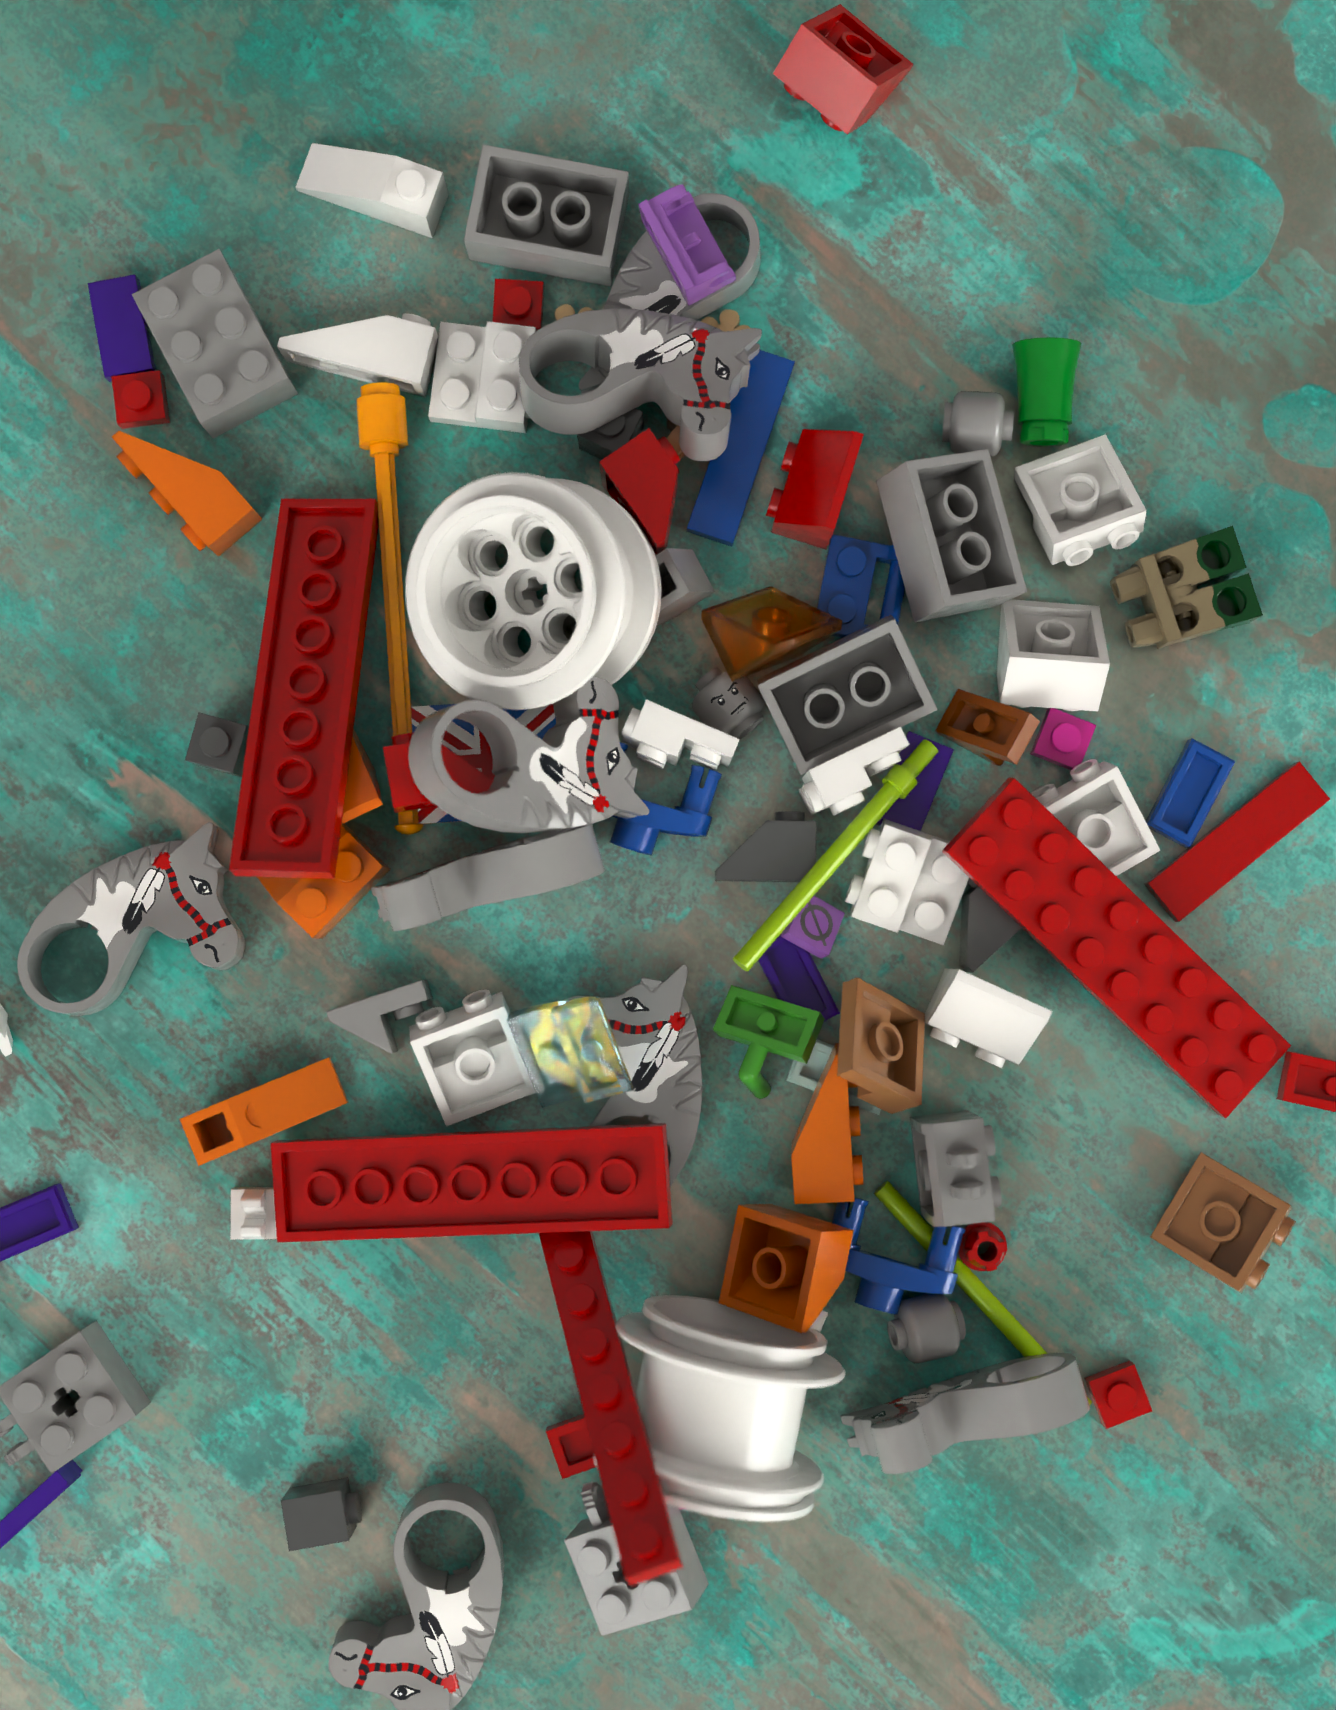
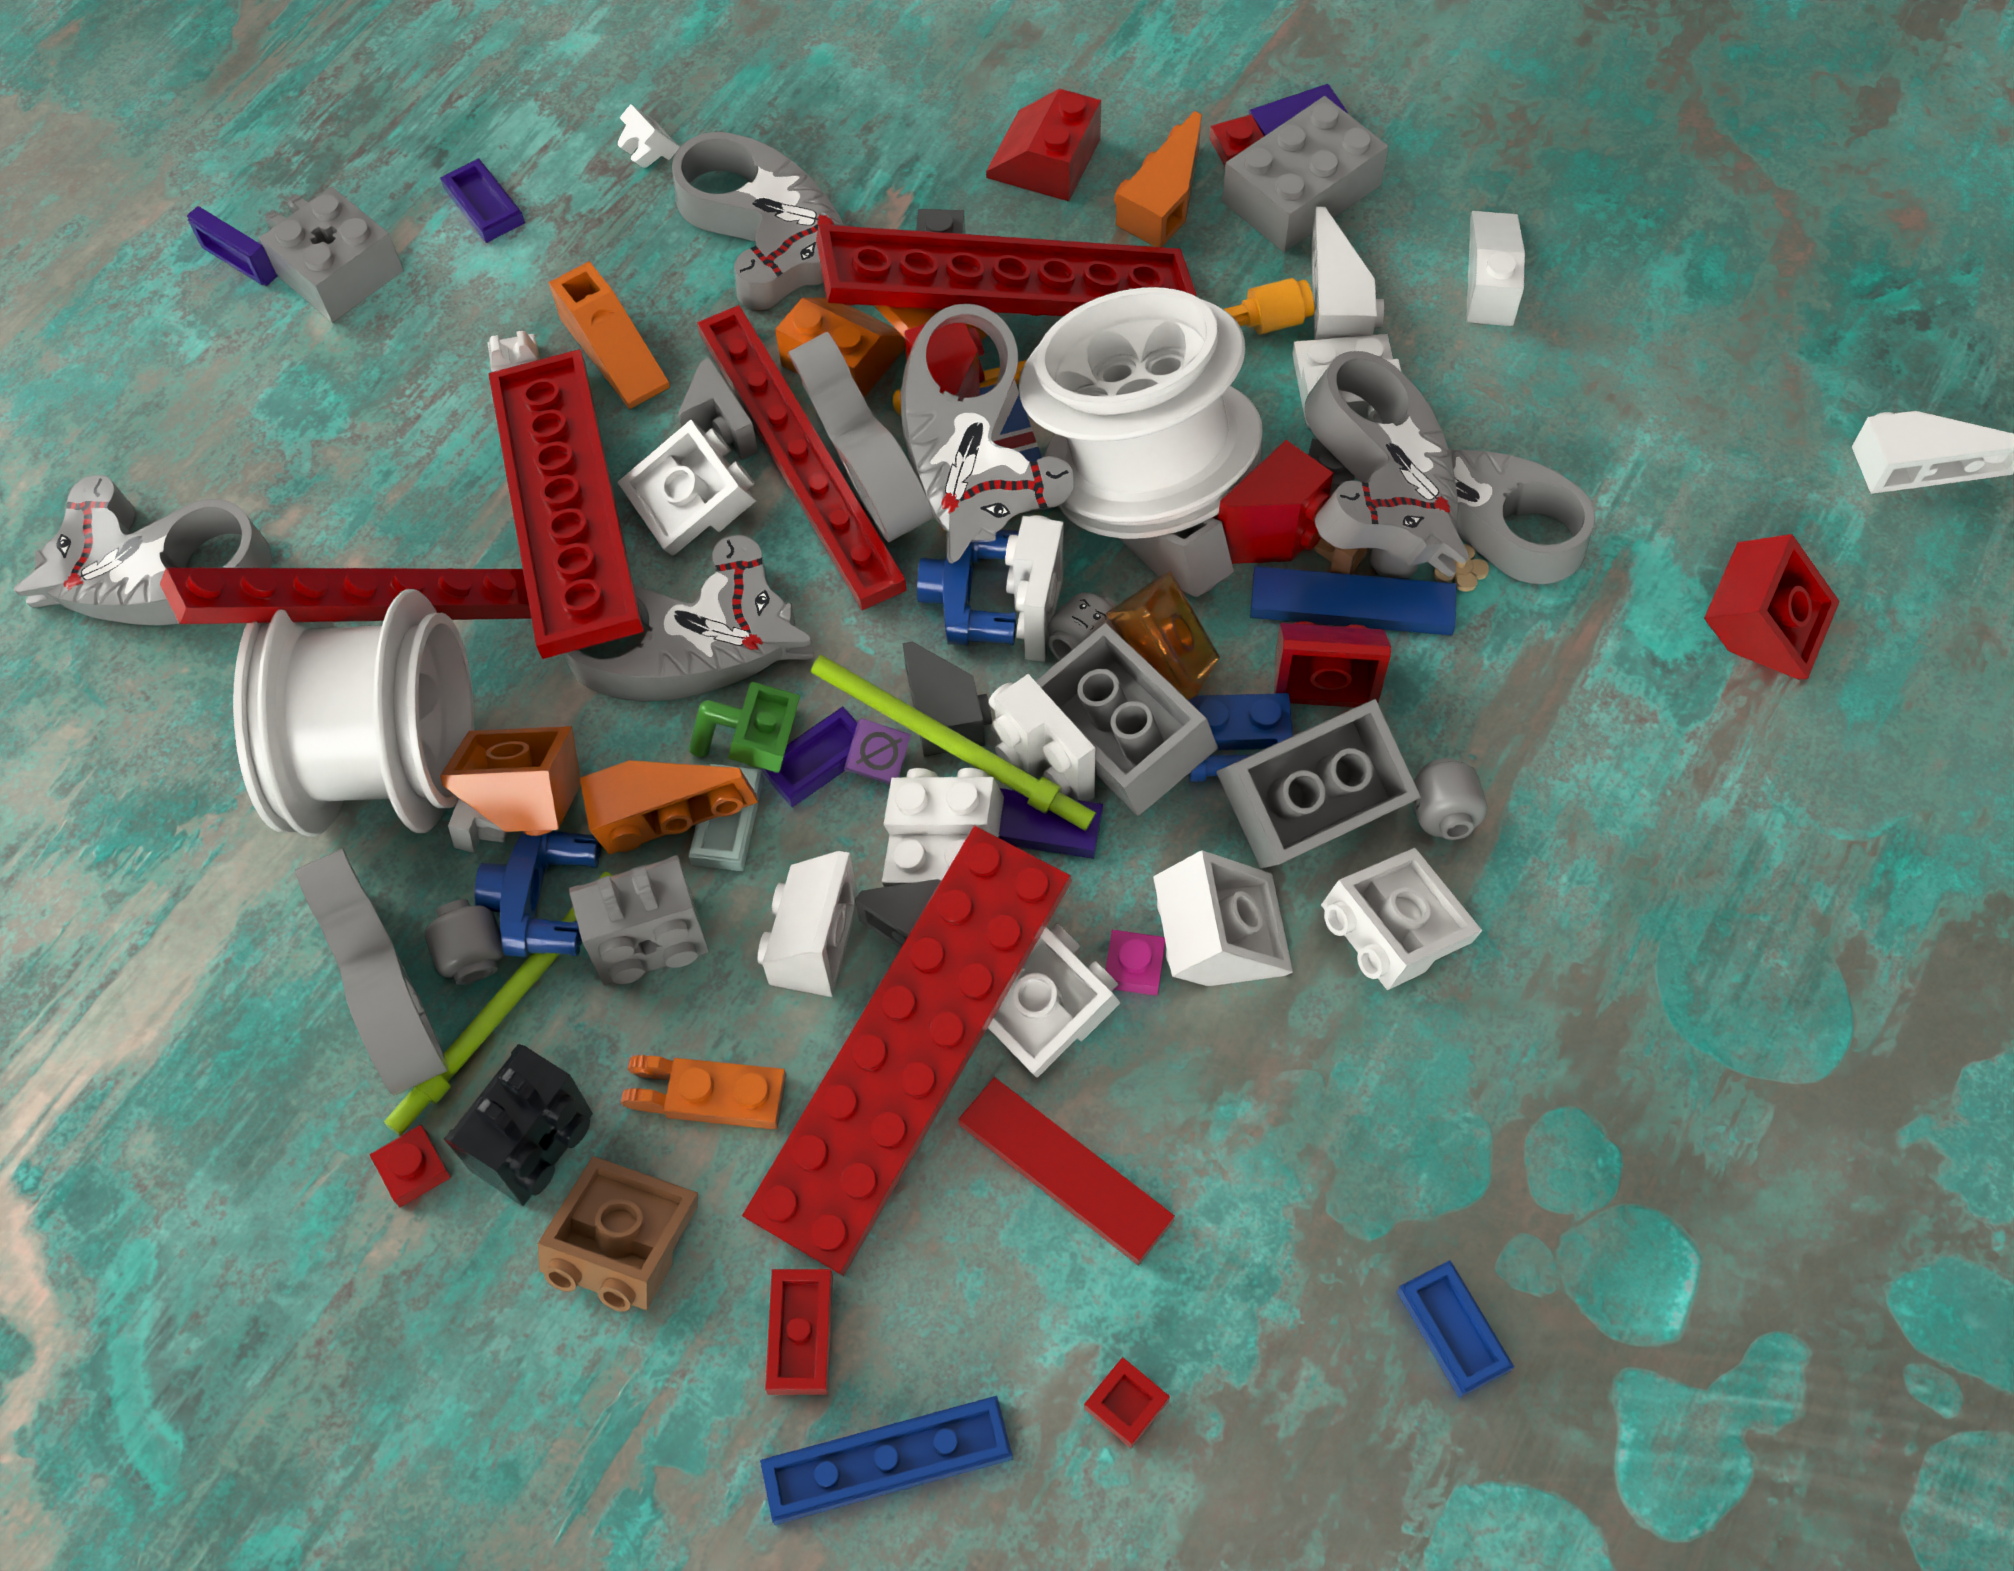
camera: 85 degrees right, 25 degrees down
(100, 605) = (1049, 144): none -> red slope
(320, 1513) = (234, 453): dark grey brick -> none
(445, 942) = (802, 458): none -> red plate
(518, 302) = (1435, 389): red plate -> none
(547, 215) = (1519, 384): light grey brick -> none
(569, 1051) = (702, 545): clear light blue slope -> none
(602, 1576) = (188, 710): light grey hinge -> none
(685, 244) = (1529, 481): medium lavender hinge -> none
(881, 1047) = (755, 814): medium nougat plate -> none
(973, 1237) = (559, 985): red hose -> none
(987, 727) = (1123, 879): dark orange slope -> none
(1045, 388) = (1510, 857): green plant -> none
(1105, 1129) = (709, 1091): none -> orange hinge
(1131, 1301) = (521, 1125): none -> black hinge
(1171, 594) = (1335, 1050): dark tan hips -> none
(1189, 793) = (1108, 1107): blue tile -> none

